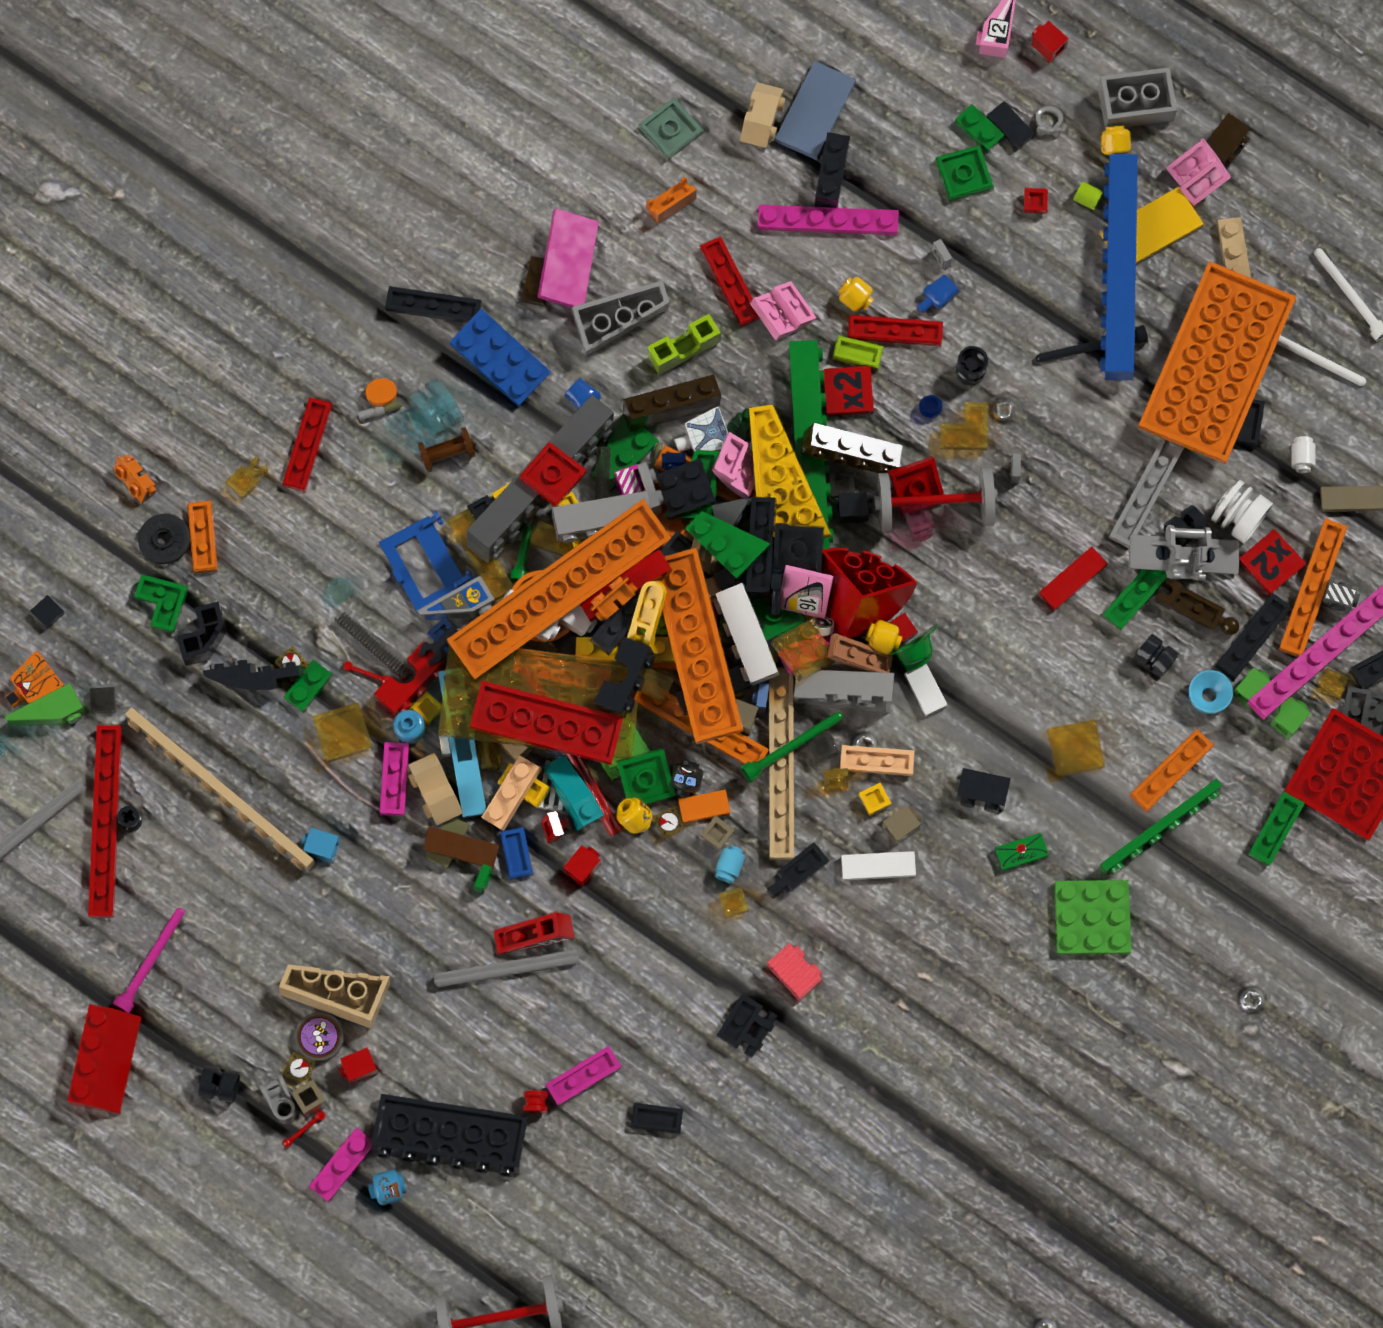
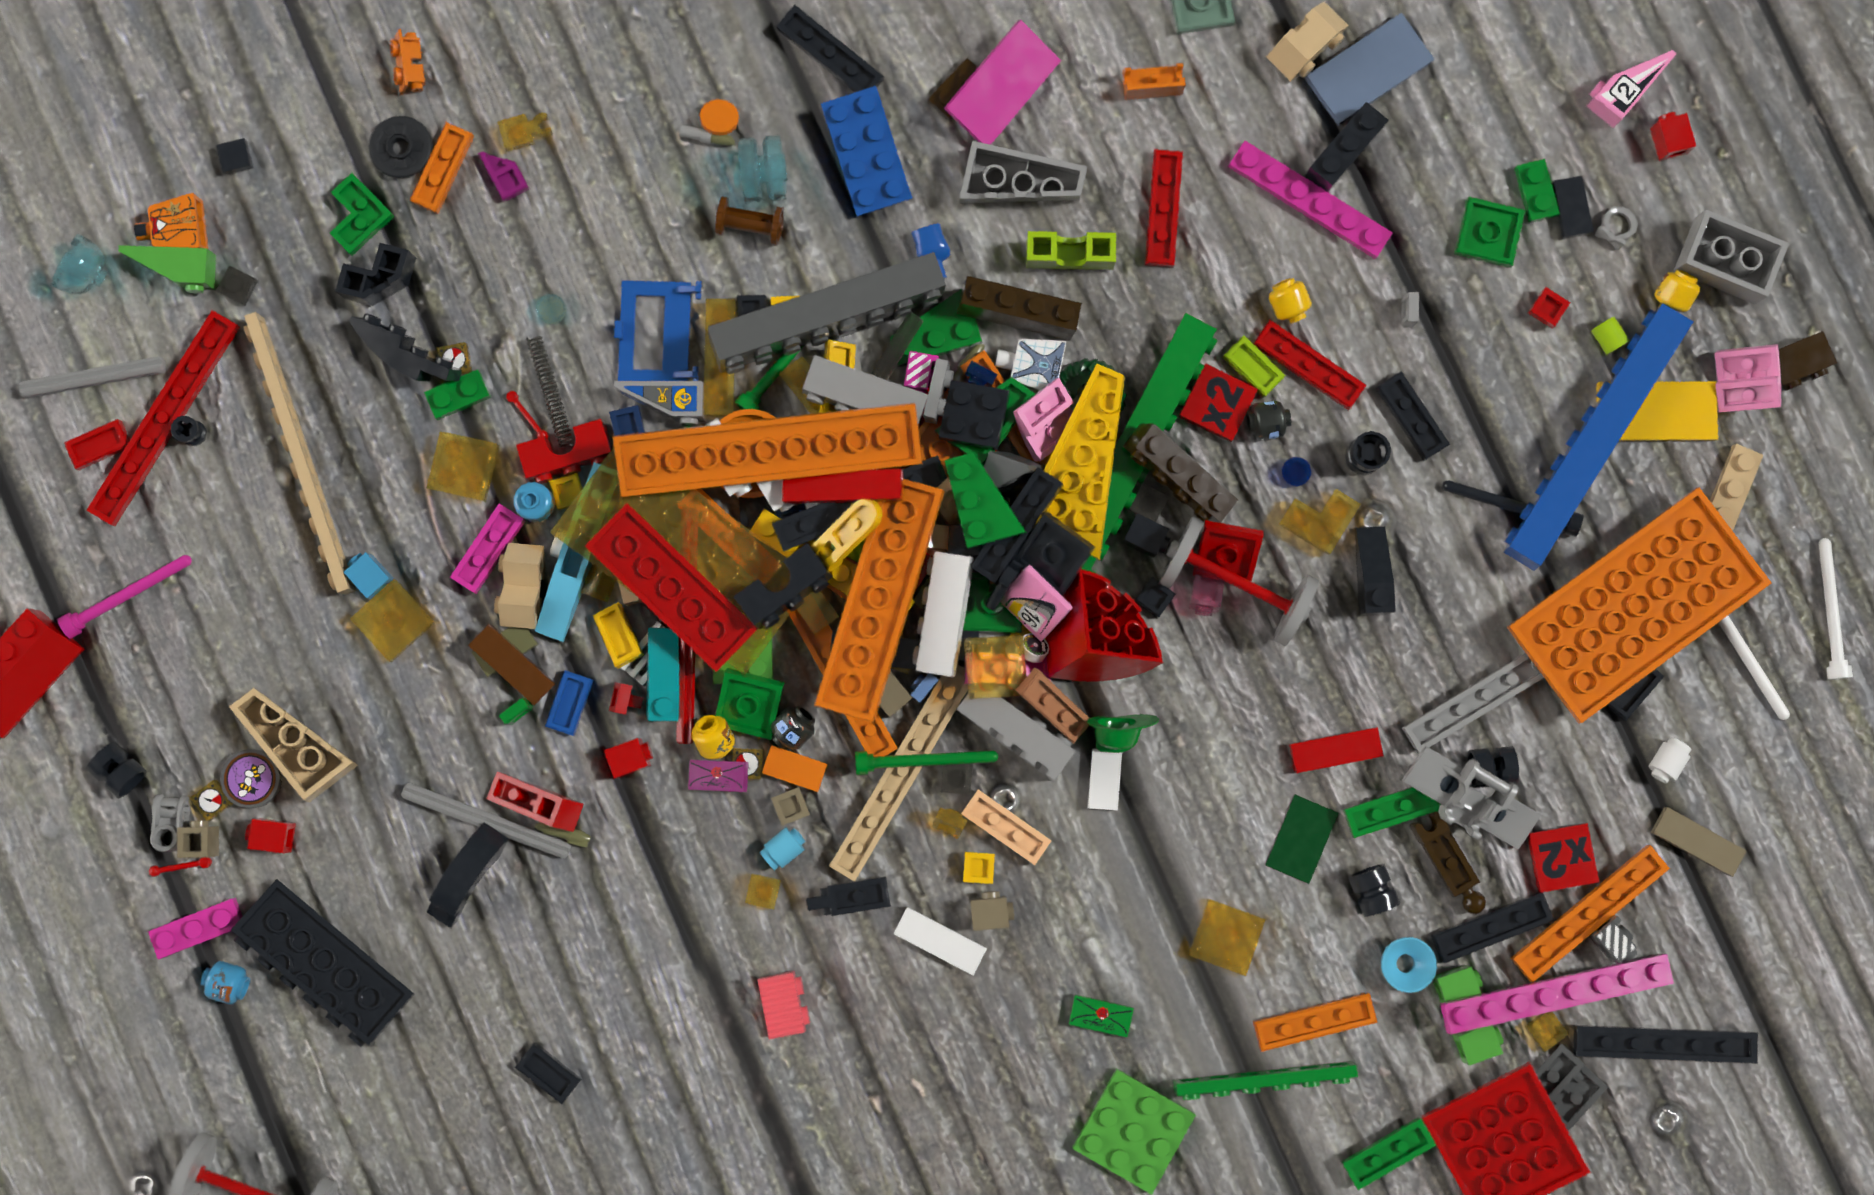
camera: 30 degrees right, 10 degrees up
(67, 867) = (97, 444): none -> red tile
(251, 517) = (505, 176): none -> magenta tile
(307, 444) = (609, 130): red tile -> none
(356, 867) = (392, 620): none -> clear yellow plate
(436, 647) = (608, 434): black bar -> none
(511, 793) = (598, 637): light nougat plate -> none
(516, 1012) = (465, 873): none -> black arch
(535, 1102) = (430, 982): red wheel -> none
(552, 474) = (837, 317): red tile -> none
(574, 944) = (576, 838): none -> olive piece
(583, 1076) = (497, 984): dark pink plate -> none
(605, 603) = (807, 495): orange hinge -> none
(653, 841) = (718, 775): none -> magenta tile
(741, 1020) = (694, 1023): black plate -> none
(783, 310) = (1200, 273): bright pink slope -> none
(883, 637) = (1092, 698): yellow head -> none
(885, 546) = (1155, 597): none -> black tile
(890, 382) = (1268, 420): none -> pearl dark grey head
(905, 626) = (1118, 698): red tile -> none
(938, 294) = (1380, 351): blue piece -> none
(982, 790) = (1099, 926): black brick -> none
(987, 325) = (1412, 416): none -> black tile
(1015, 468) = (1346, 593): light grey tile -> none
(1024, 441) = (1374, 572): none -> black slope
(1086, 652) = (1302, 839): none -> dark green sticker
(1241, 511) = (1564, 787): white wheel -> none

